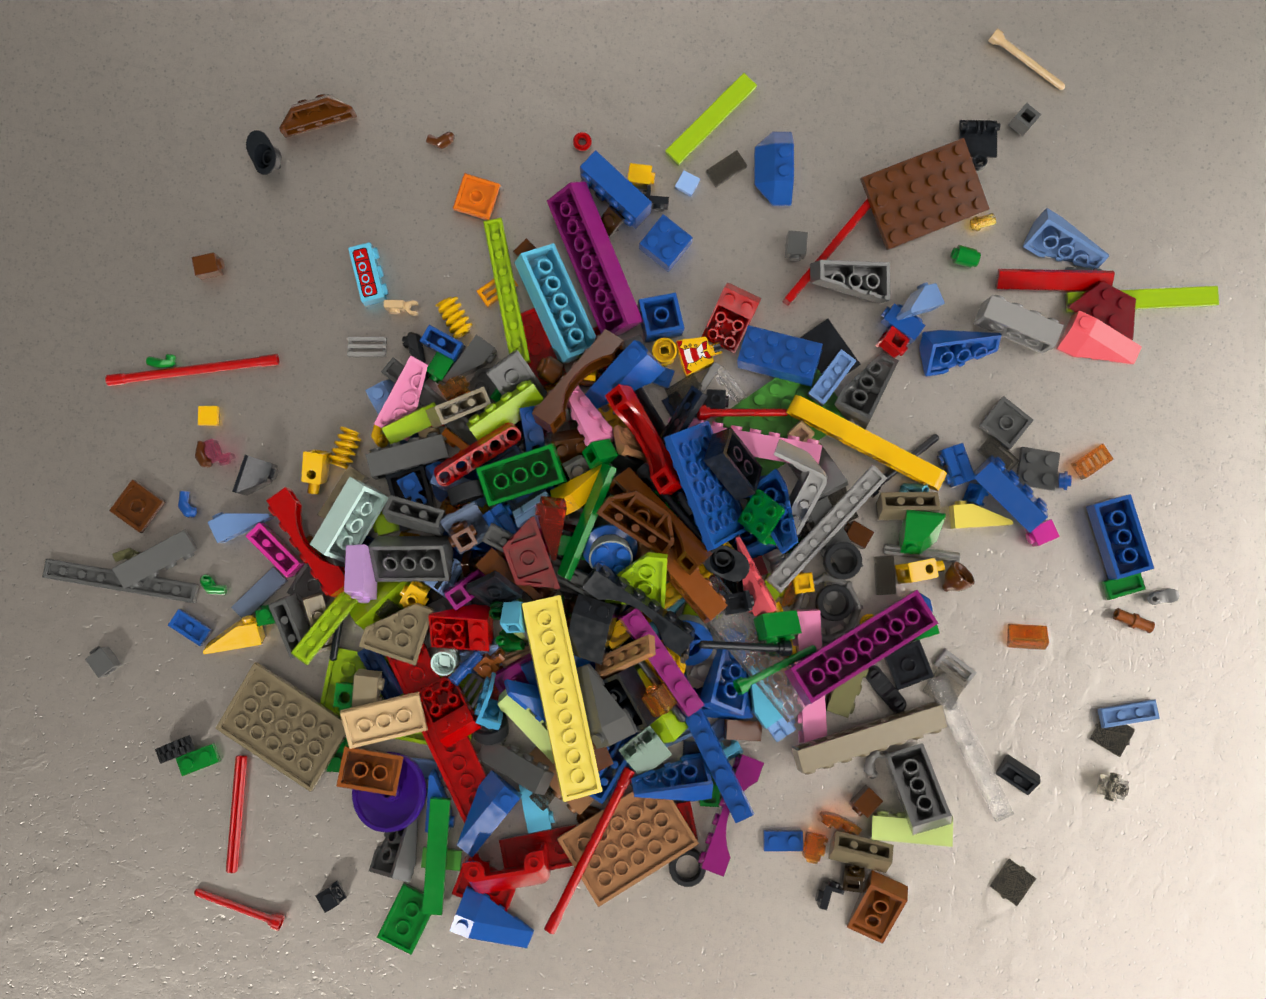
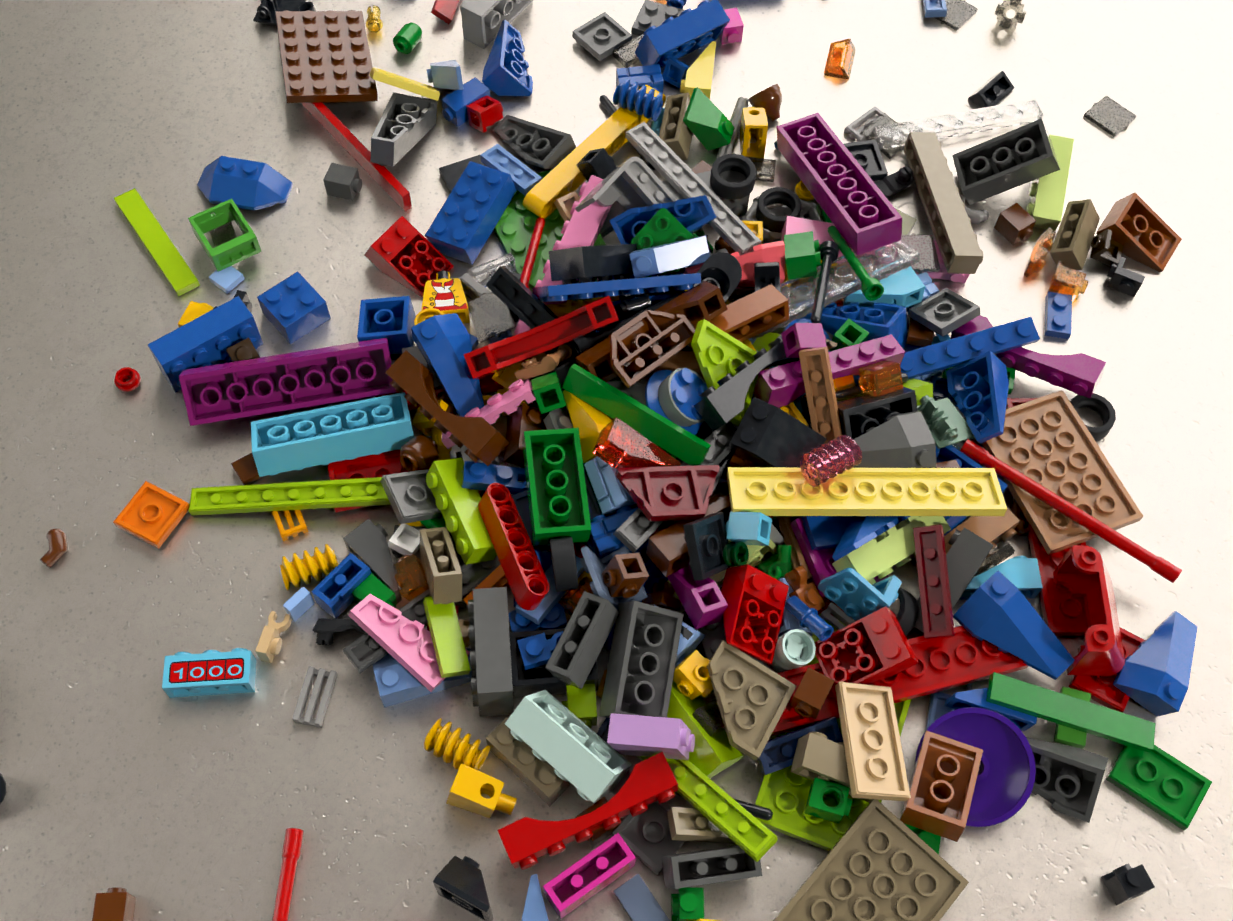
camera: 80 degrees left, 25 degrees down
(378, 437) = (449, 703): yellow arm -> none
(410, 676) = (811, 694): none -> reddish brown brick
(427, 317) = (299, 603): none -> light blue tile
(481, 379) = (405, 540): none -> white plate
(507, 753) = (933, 582): none -> dark red plate
(574, 668) = (830, 460): none -> clear pink piece
(669, 637) = (801, 337): none -> brick
(698, 672) = (849, 335): none -> green brick
(705, 183) = (233, 250): none -> bright green window
(742, 520) = (669, 256): none -> slope
(754, 747) = (944, 312): none -> dark grey plate
(810, 721) = (928, 256): none -> clear smoke piece
(839, 448) = (596, 163): none -> black brick
(900, 268) = (404, 83): none -> light yellow tile
(916, 469) = (638, 100): none -> blue piece

